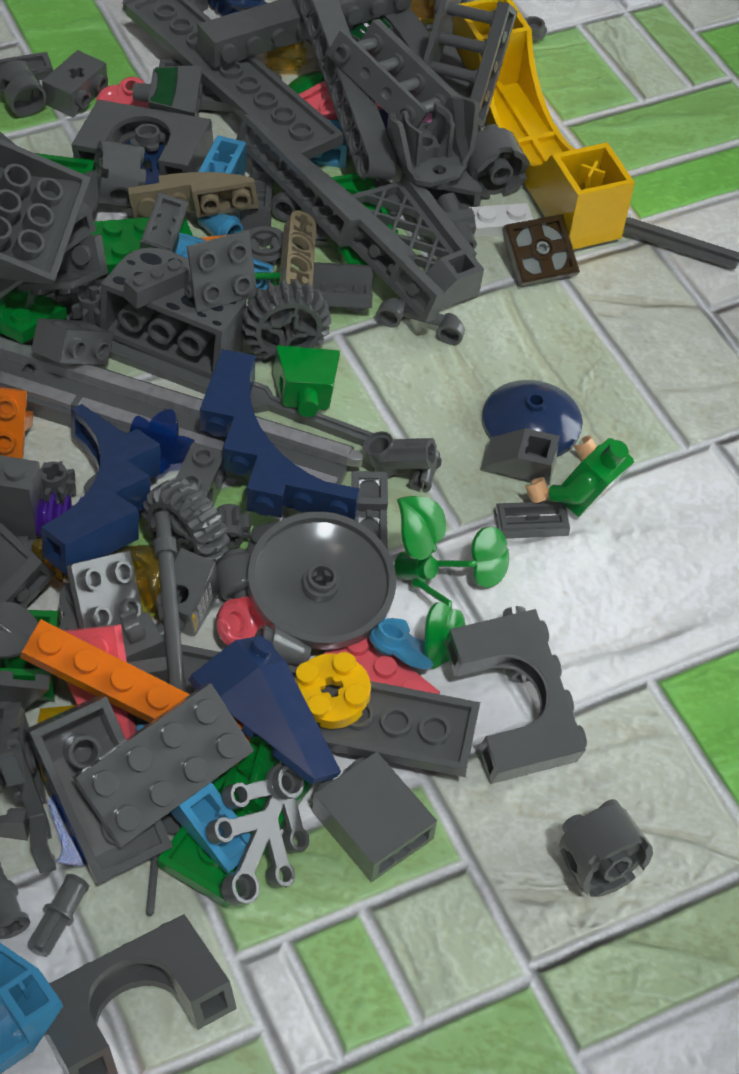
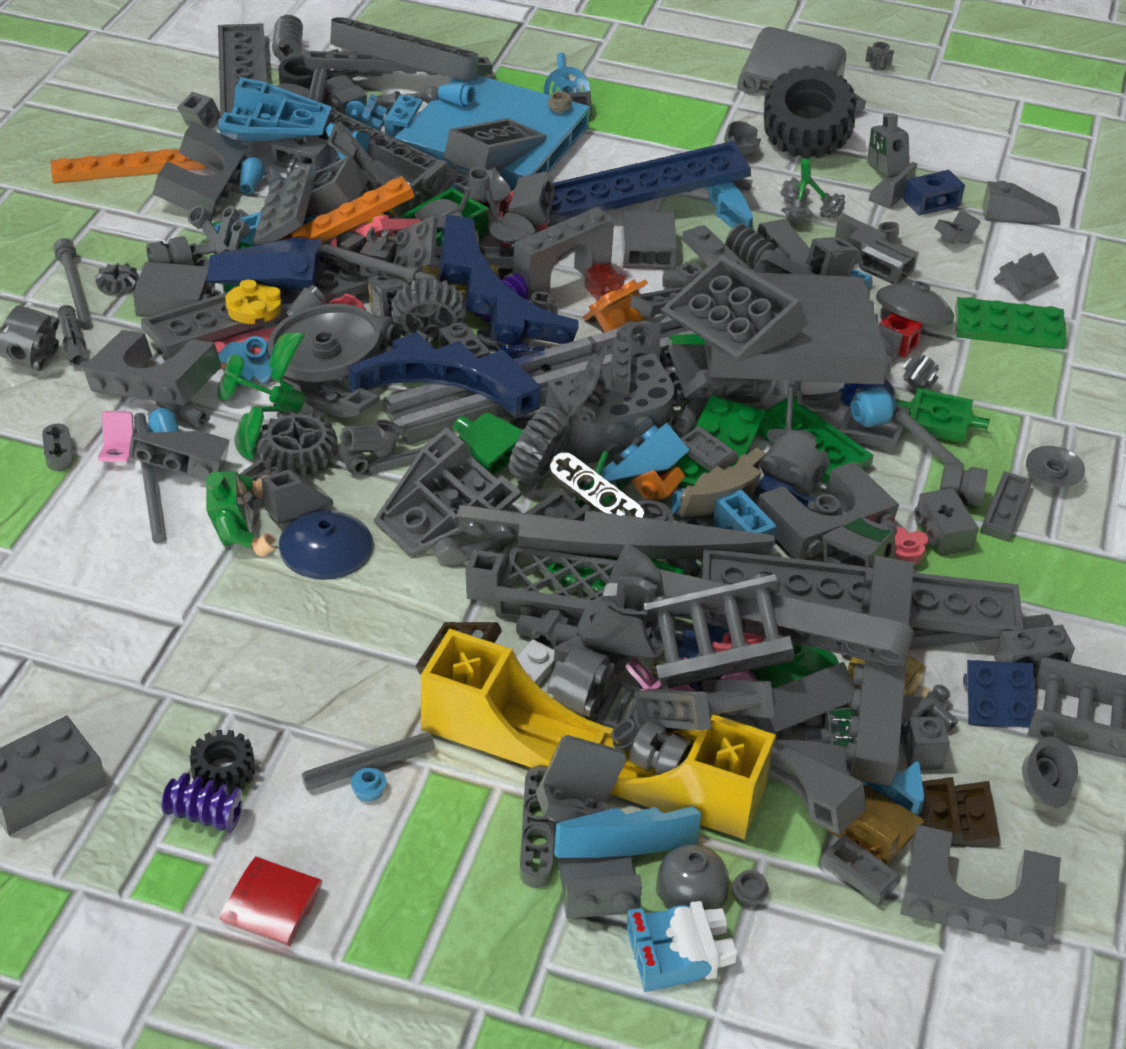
camera: 135 degrees right, 10 degrees down
(69, 957) = (251, 173): none -> dark azure cone
(311, 871) = (174, 252): none -> dark grey wheel
(402, 358) = (430, 492): none -> dark grey wedge
(405, 927) = (126, 281): none -> dark grey gear
(426, 1008) = (65, 252): none -> dark grey piece
(467, 508) = (298, 443): none -> dark grey gear
(511, 112) = (625, 734): none -> dark grey plate
(513, 86) = (654, 738): none -> dark grey wheel
(541, 842) = (70, 328): none -> dark grey pin
(562, 50) = (693, 875): none -> dark grey cylinder
(562, 629) = (162, 421): none -> dark azure cone
(572, 570) = (182, 452): none -> dark grey slope
(579, 111) = (579, 779): none -> dark grey bracket
(585, 83) = (622, 834): none -> dark azure slope
(587, 640) = (150, 486): none -> dark grey bar
(612, 655) = (116, 435): none -> bright pink bracket
(613, 32) = (678, 945): none -> hips
(625, 79) = (599, 886): none -> dark grey bracket
(629, 122) = (532, 826): none -> dark grey beam
(670, 694) = (53, 447): none -> dark grey beam
(696, 228) = (368, 783): none -> dark azure plate

